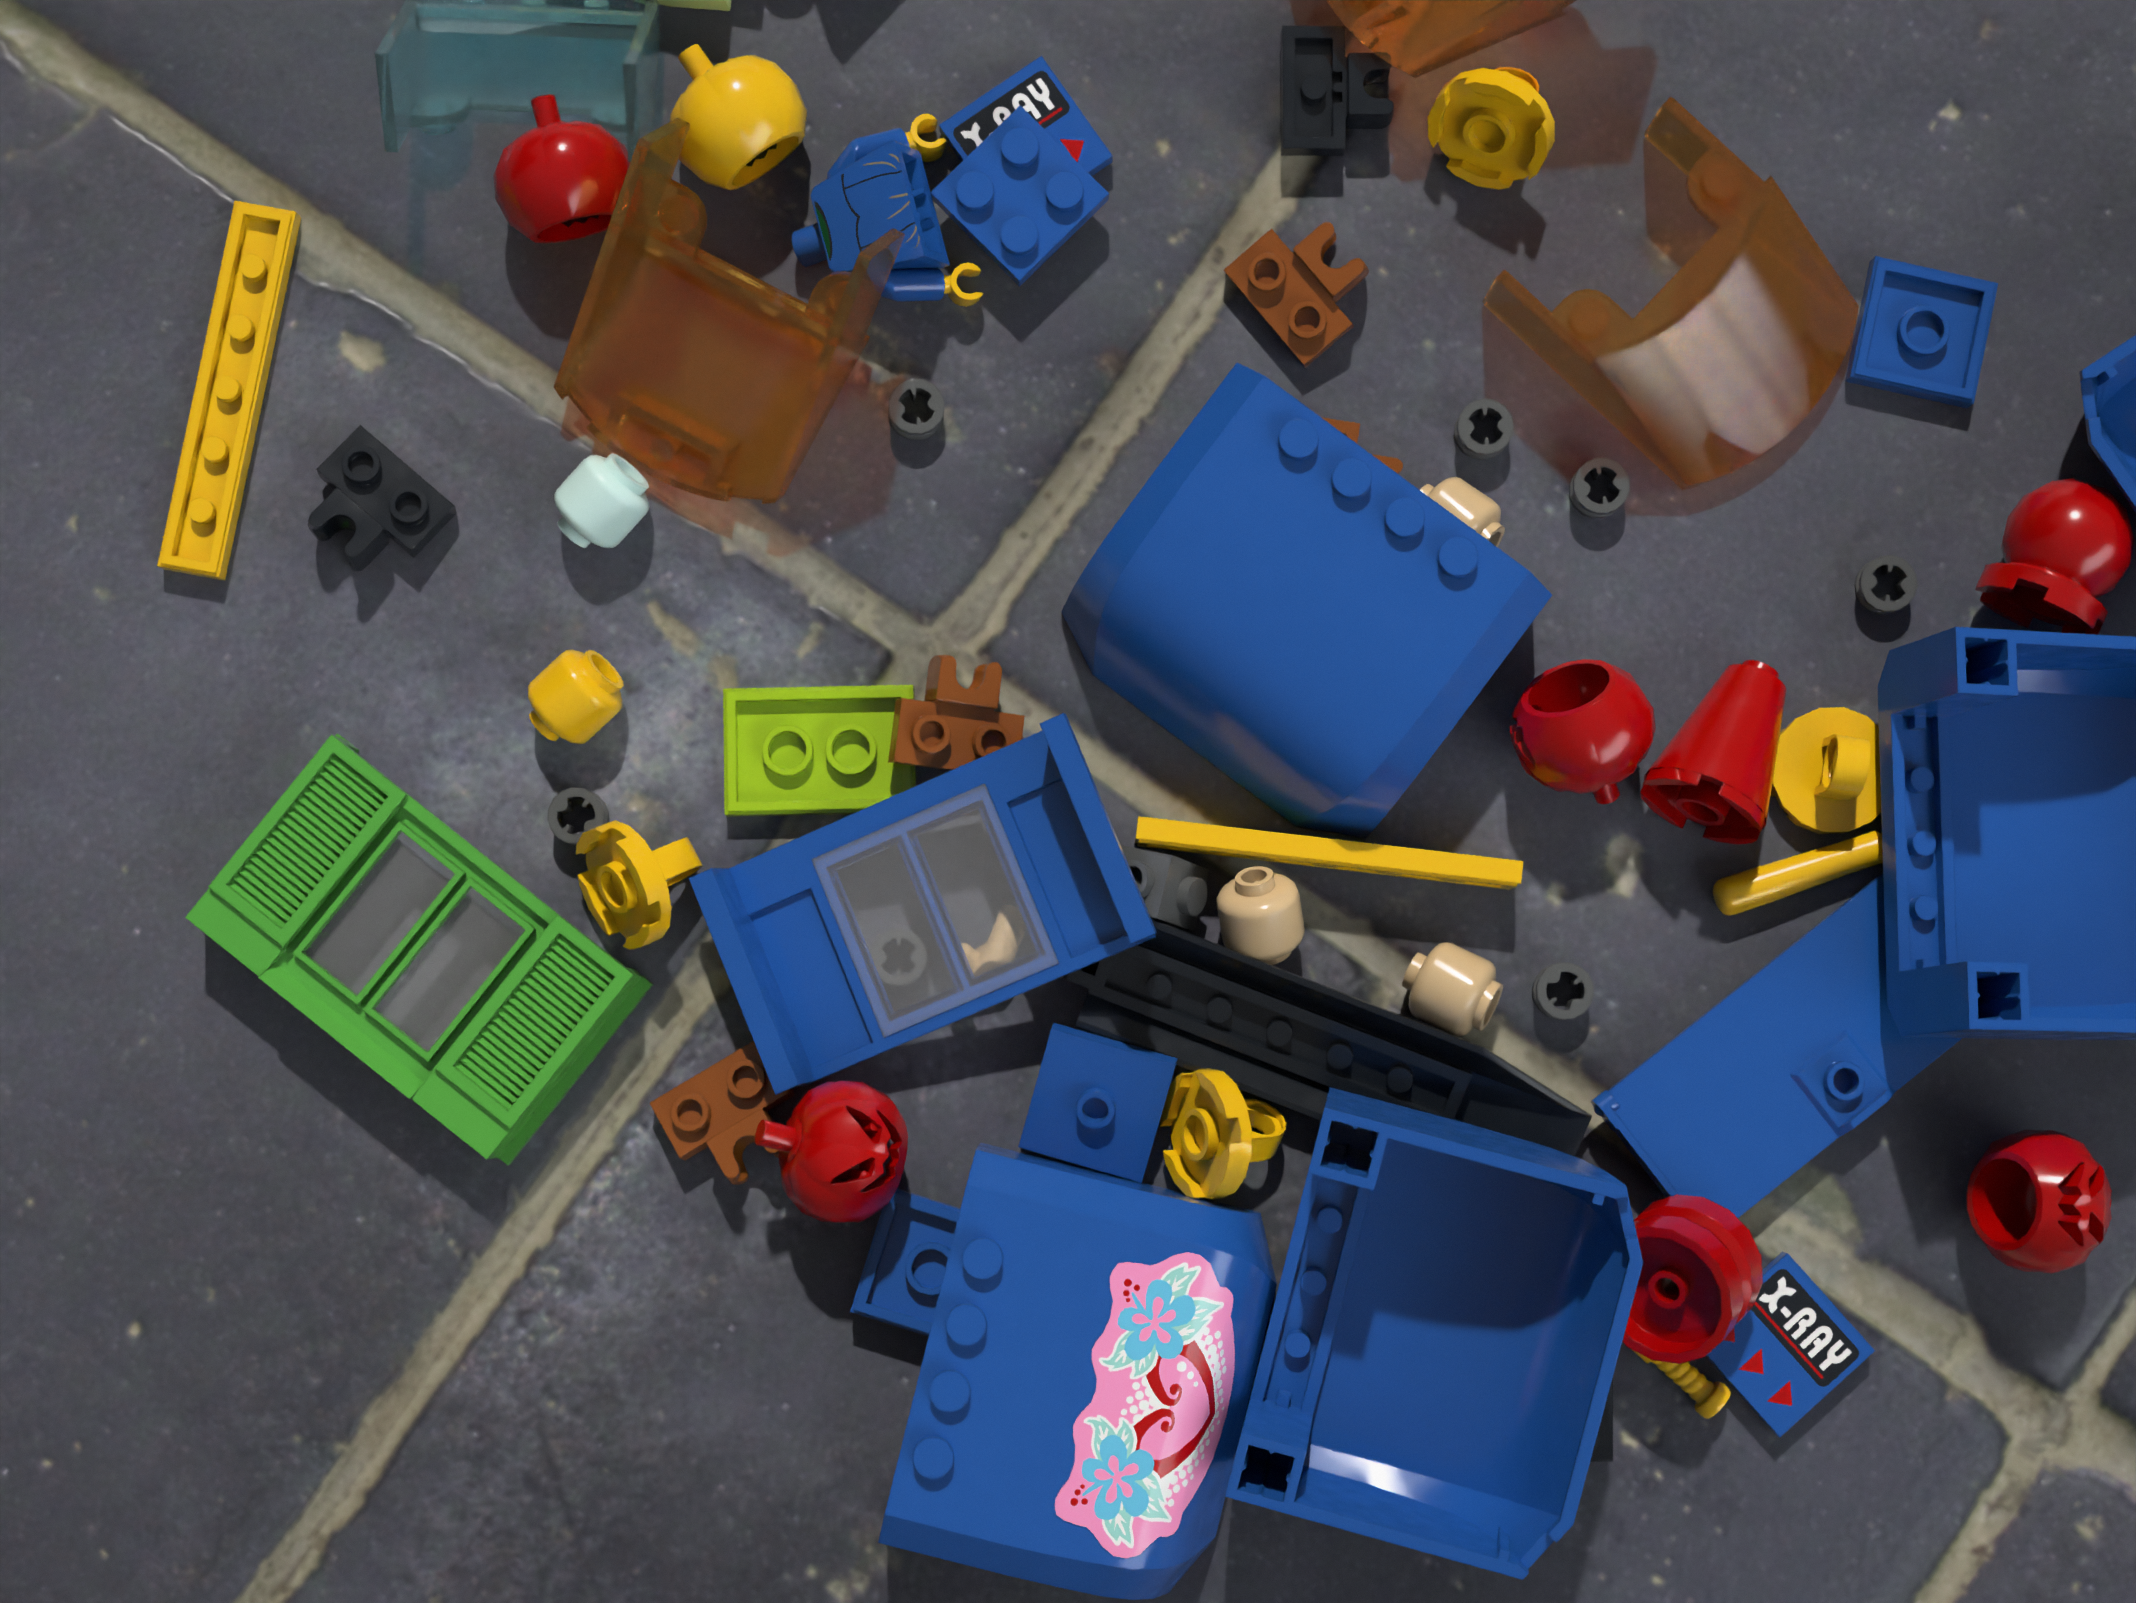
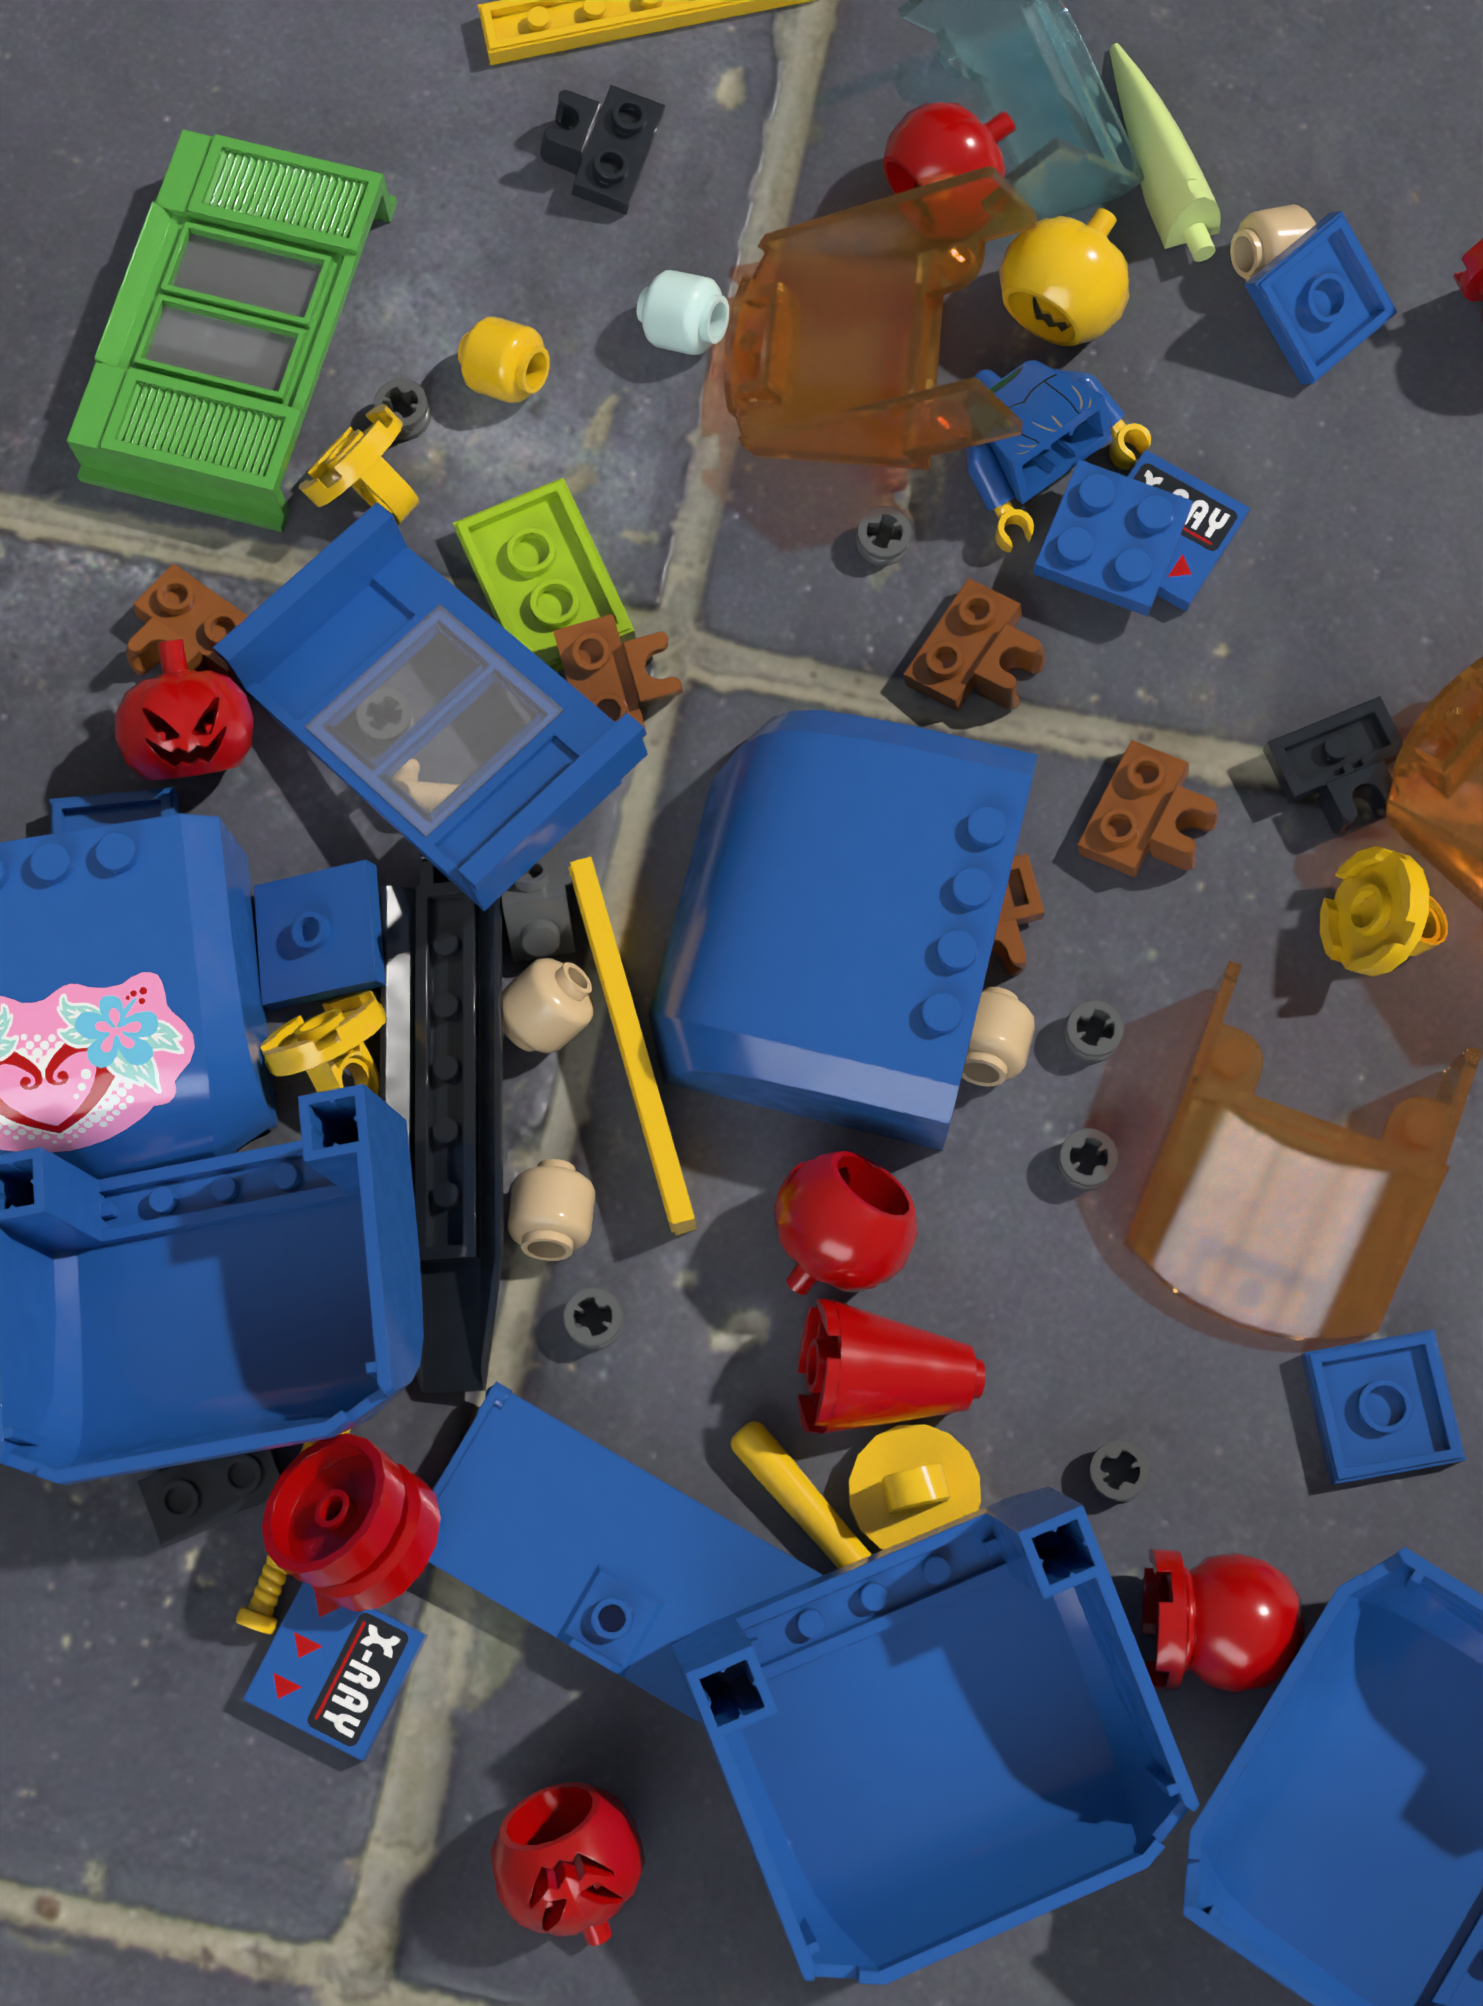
camera: 70 degrees right, 10 degrees down
(1070, 375) = (975, 649): none -> dark orange plate

